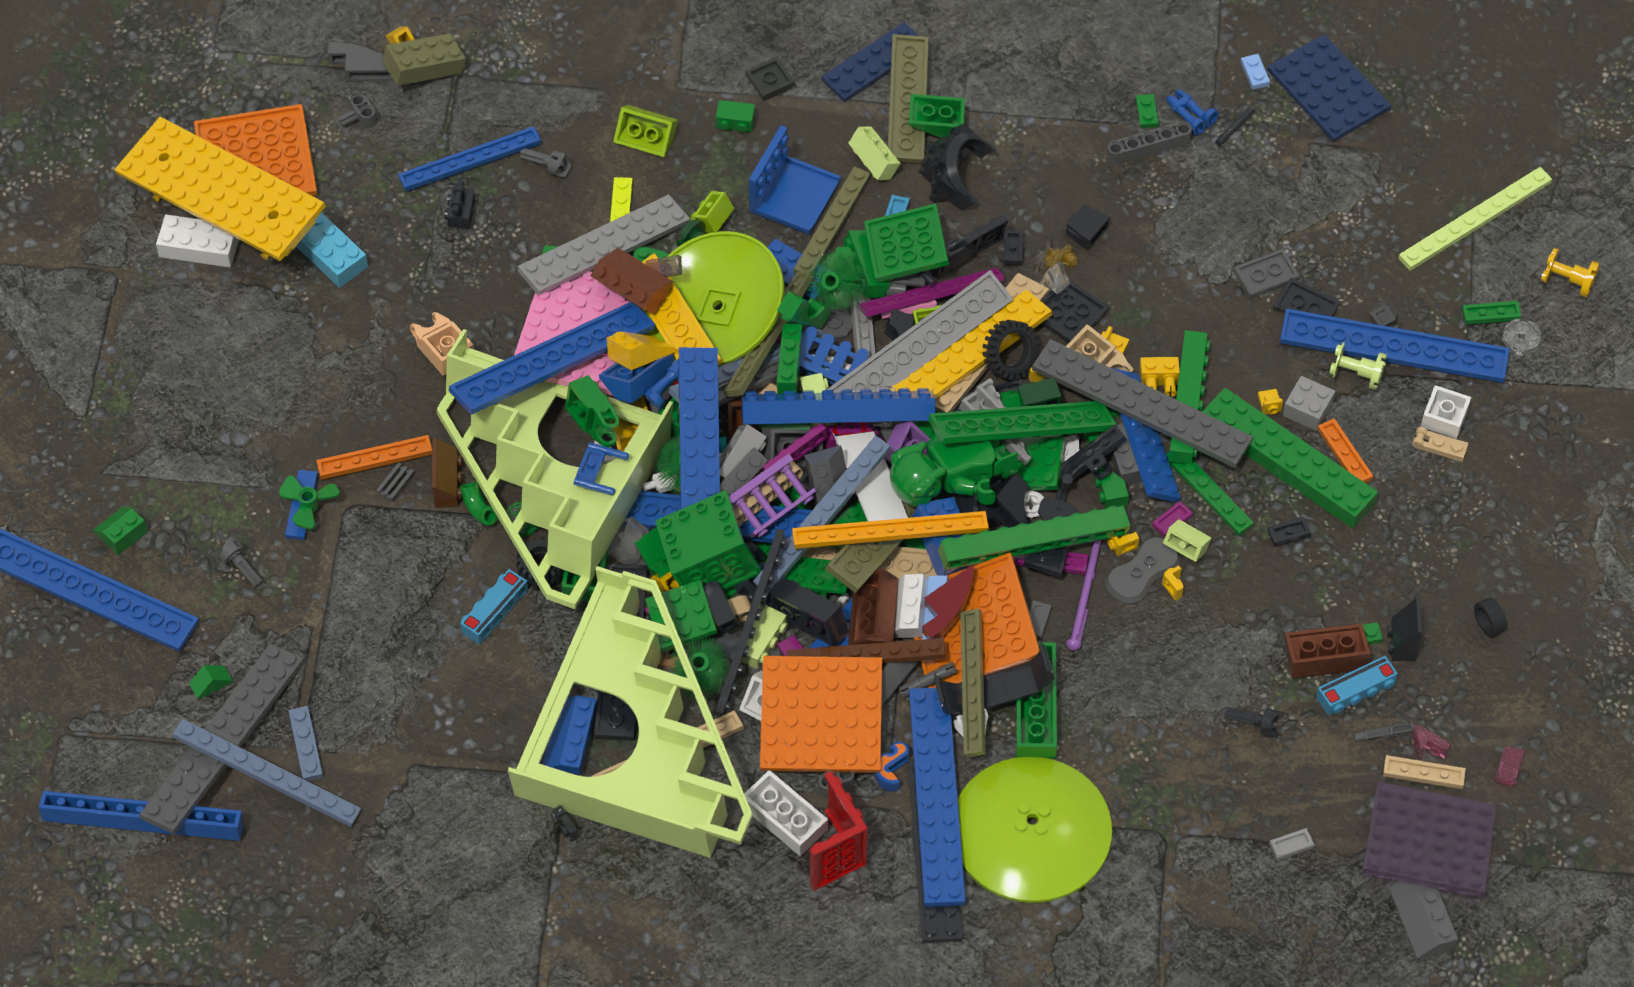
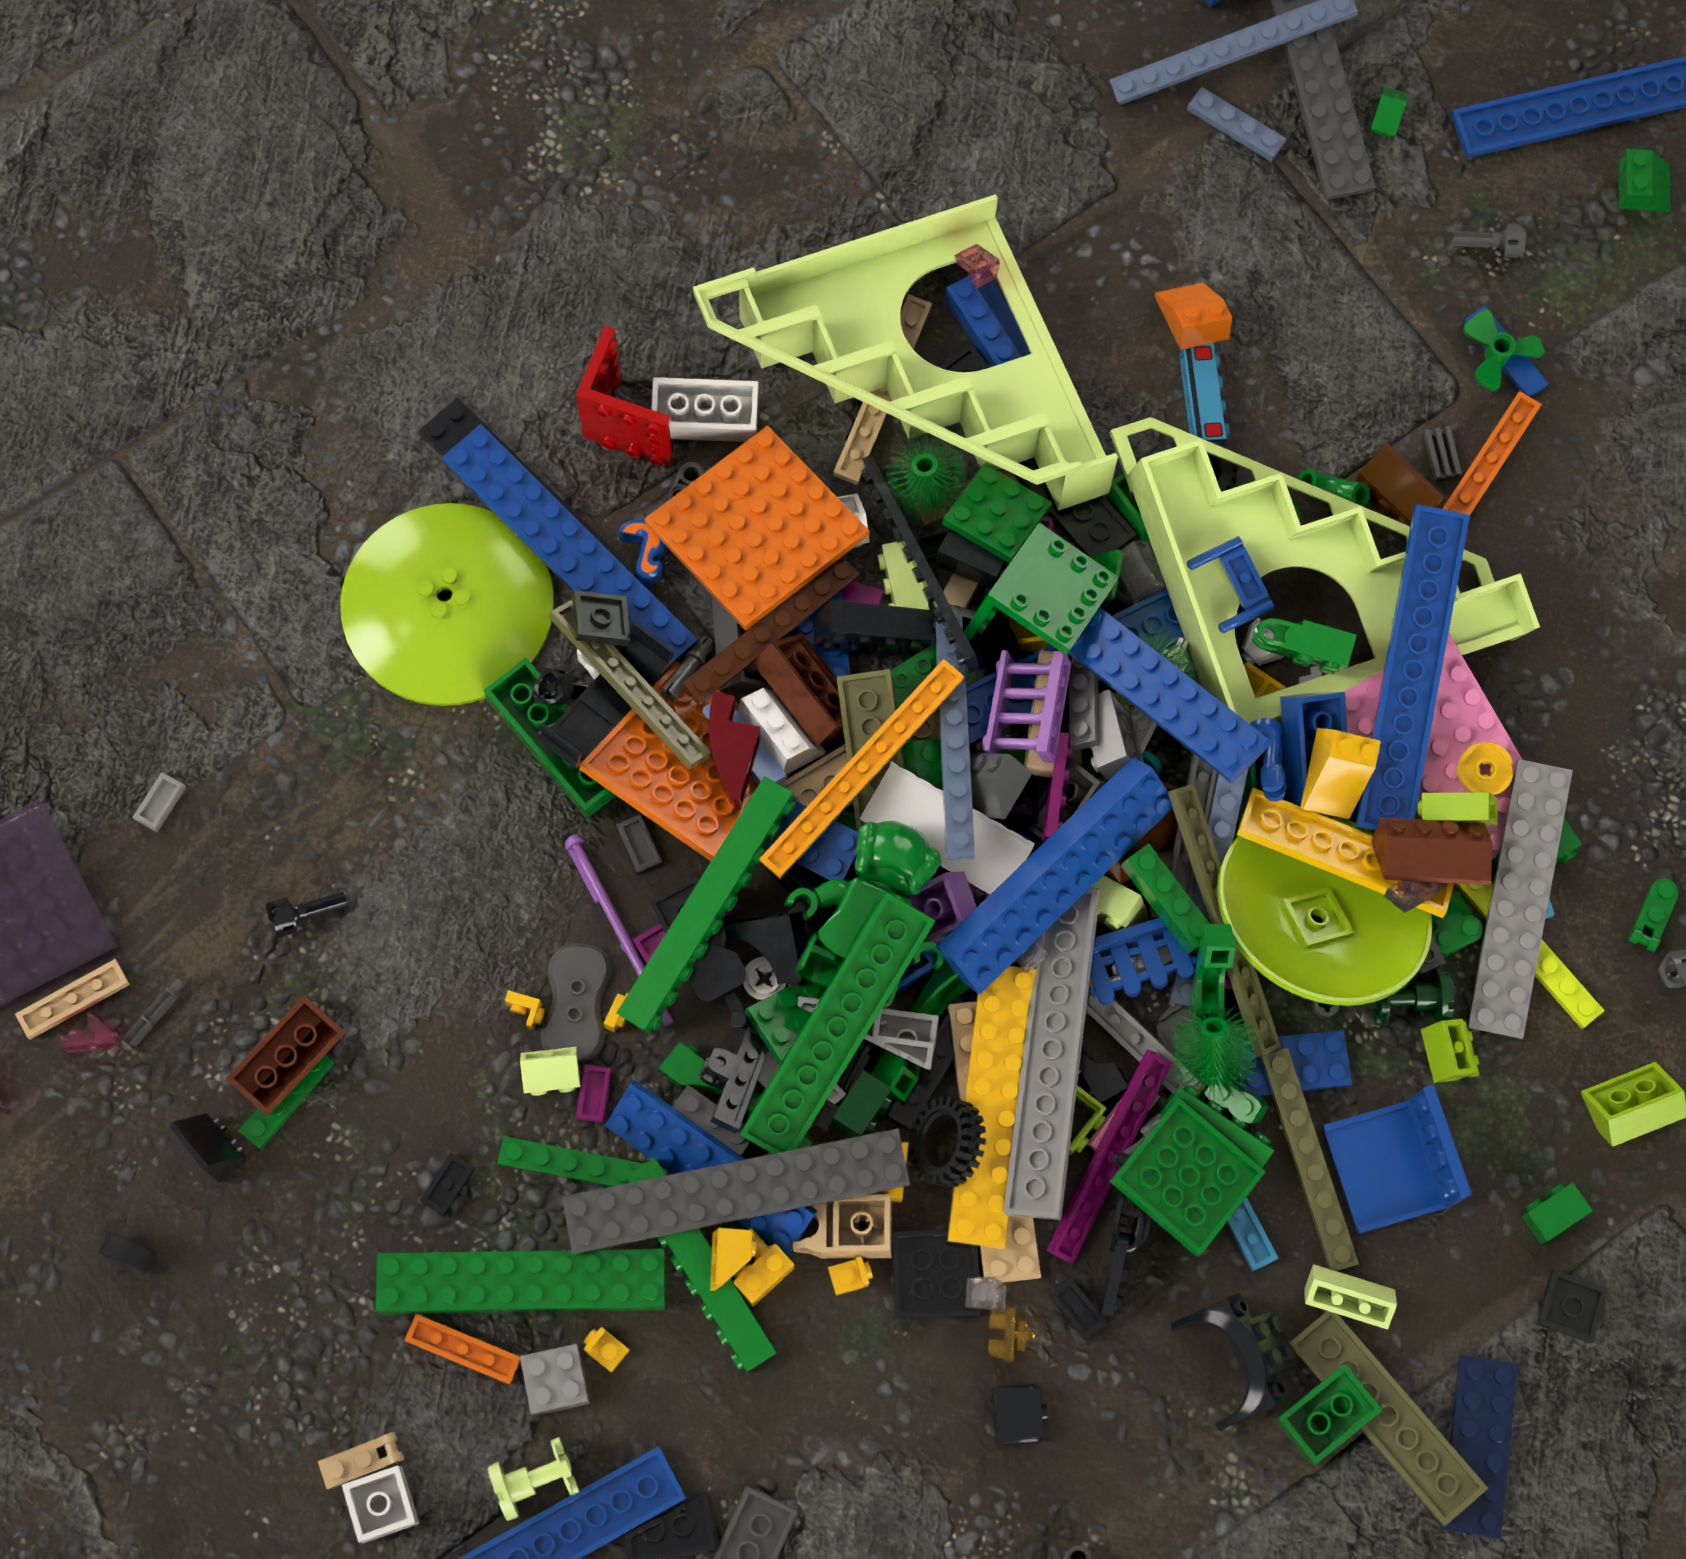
camera: 135 degrees right, 15 degrees up
(437, 340) = (1569, 641): light nougat brick -> none
(452, 649) = (1195, 315): none -> orange slope
(540, 198) = (1654, 914): none -> green plate
(555, 746) = (979, 263): none -> clear pink slope
(561, 308) = (1484, 753): none -> yellow plate
(594, 291) = (1459, 807): none -> lime slope
(957, 725) = (601, 618): none -> pearl dark grey plate
(1016, 710) = (556, 687): none -> black piece
(1172, 377) = (729, 1254): none -> yellow slope
(1357, 685) = (222, 1044): dark azure brick -> none

